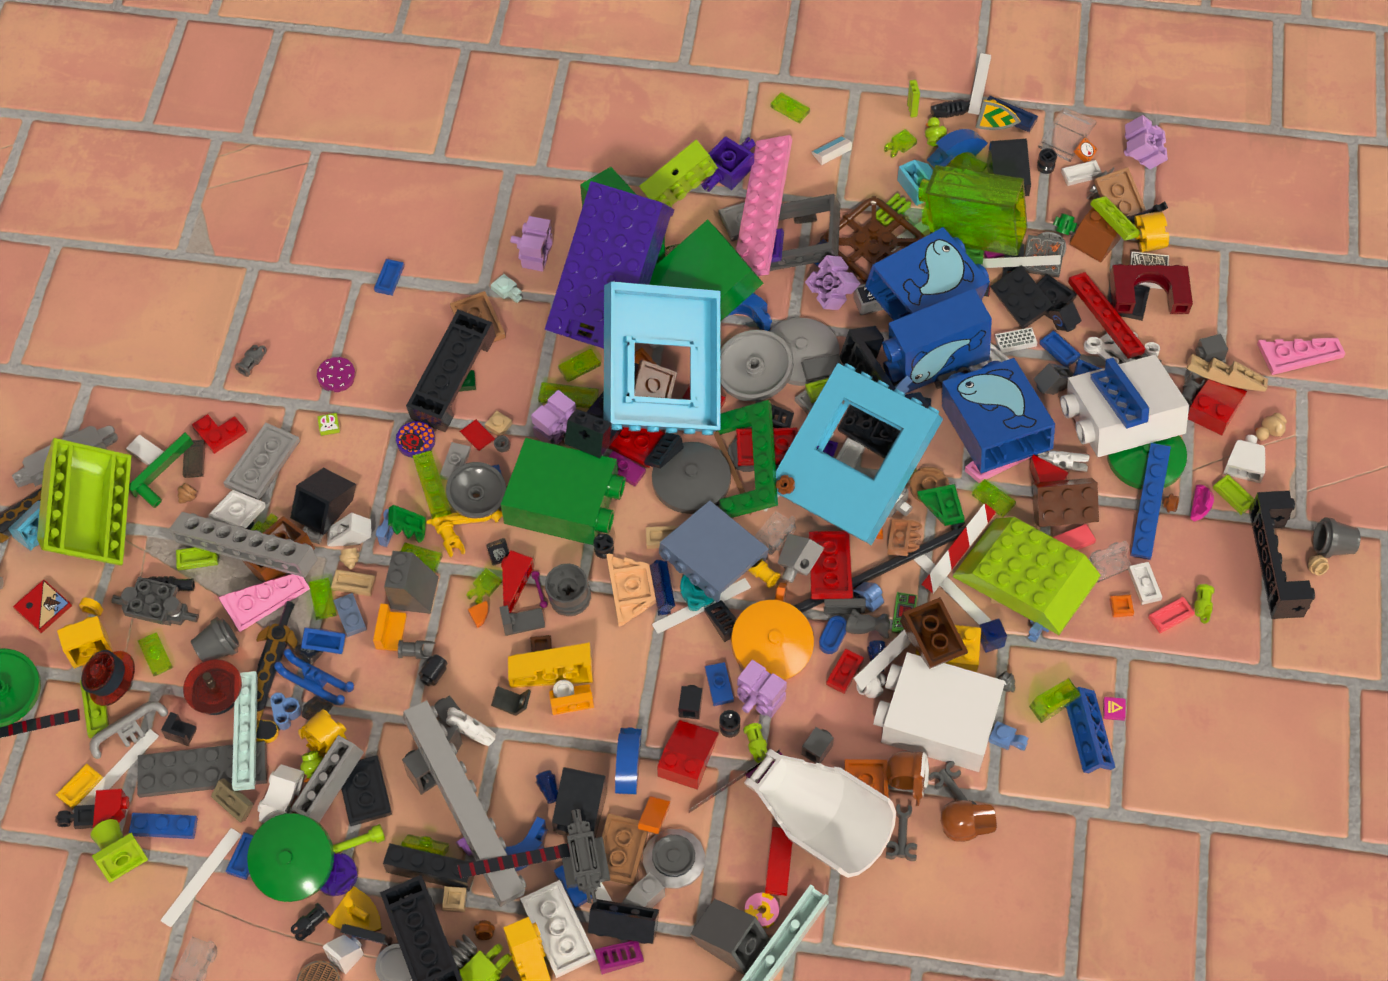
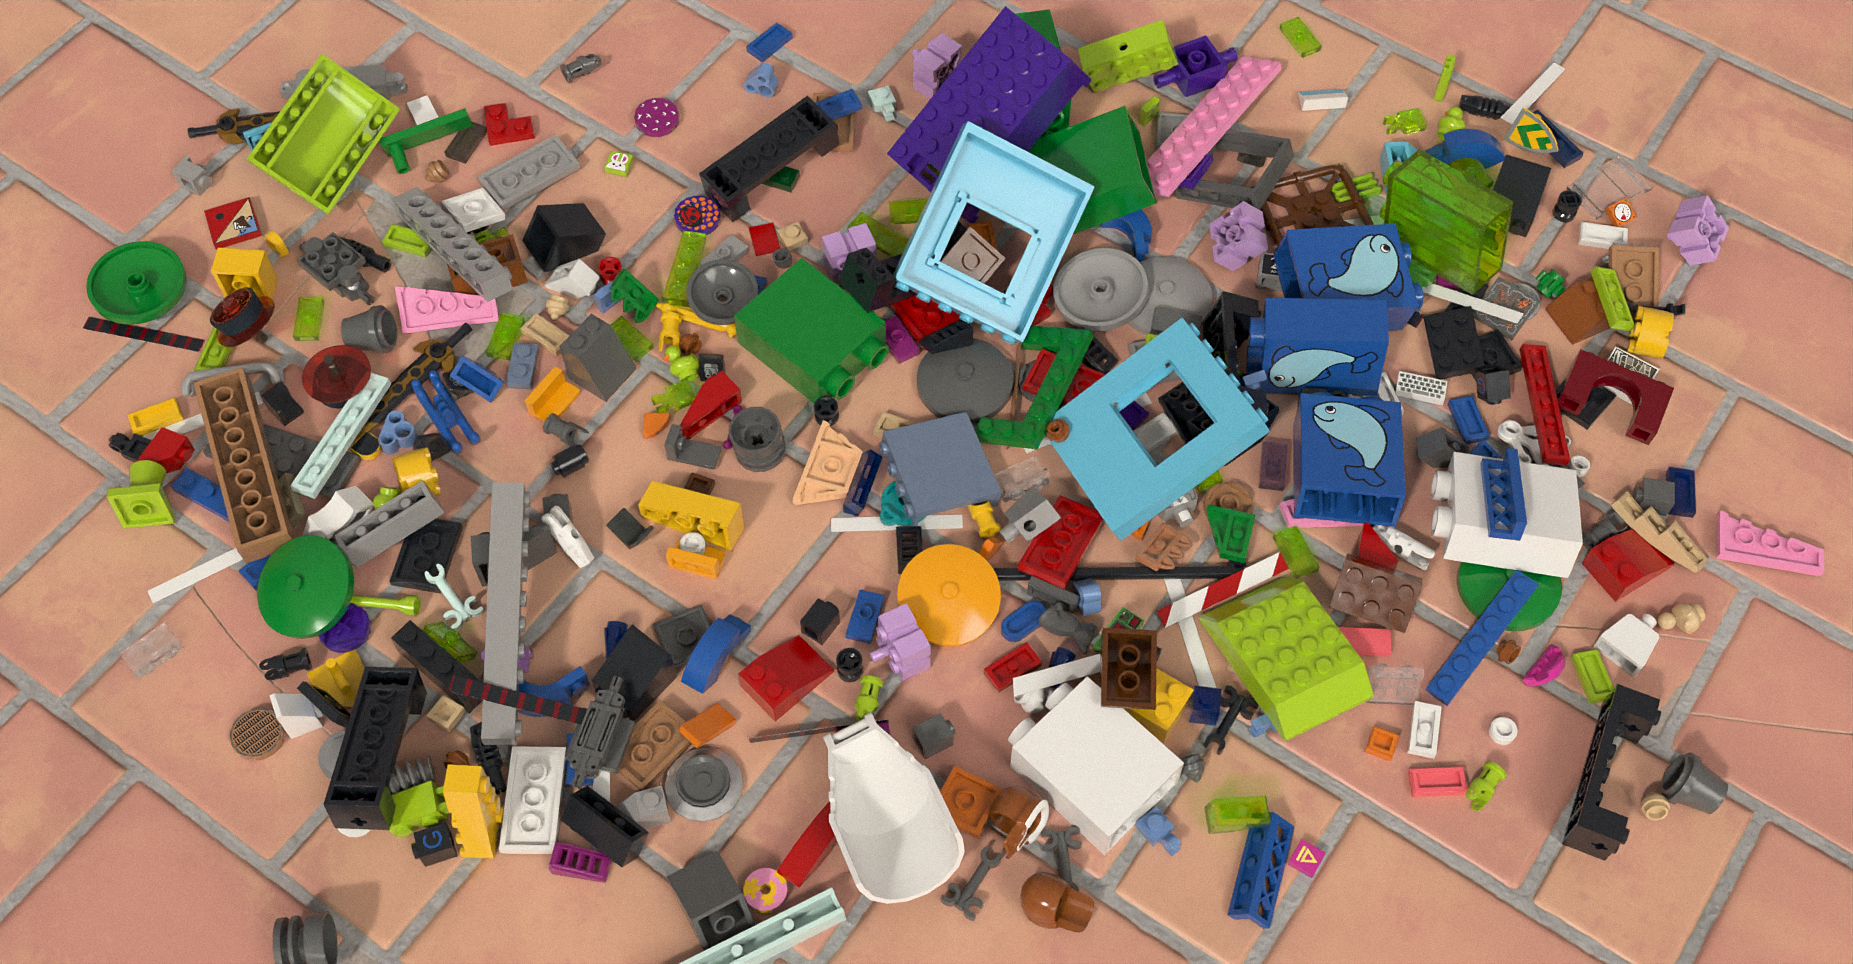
camera: 25 degrees right, 0 degrees up
(185, 787) = (244, 464): none -> medium nougat brick
(371, 508) = (609, 265): none -> red wheel
(403, 310) = (761, 80): none -> medium blue piece
(419, 820) = (460, 612): none -> light aqua bar
(470, 540) = (690, 343): none -> dark orange plate
(476, 561) = (681, 367): none -> lime animal
(480, 303) = (840, 104): none -> blue plate
(504, 915) = (489, 758): none -> black hinge
(596, 757) = (682, 633): none -> dark grey tile
(712, 211) = (1149, 111): none -> lime tile
(946, 444) = (1273, 466): none -> plate
(1012, 625) = (1237, 704): none -> black bar
(1195, 559) = (1502, 730): none -> white tile
(1225, 329) = (1684, 491): none -> clear blue tile

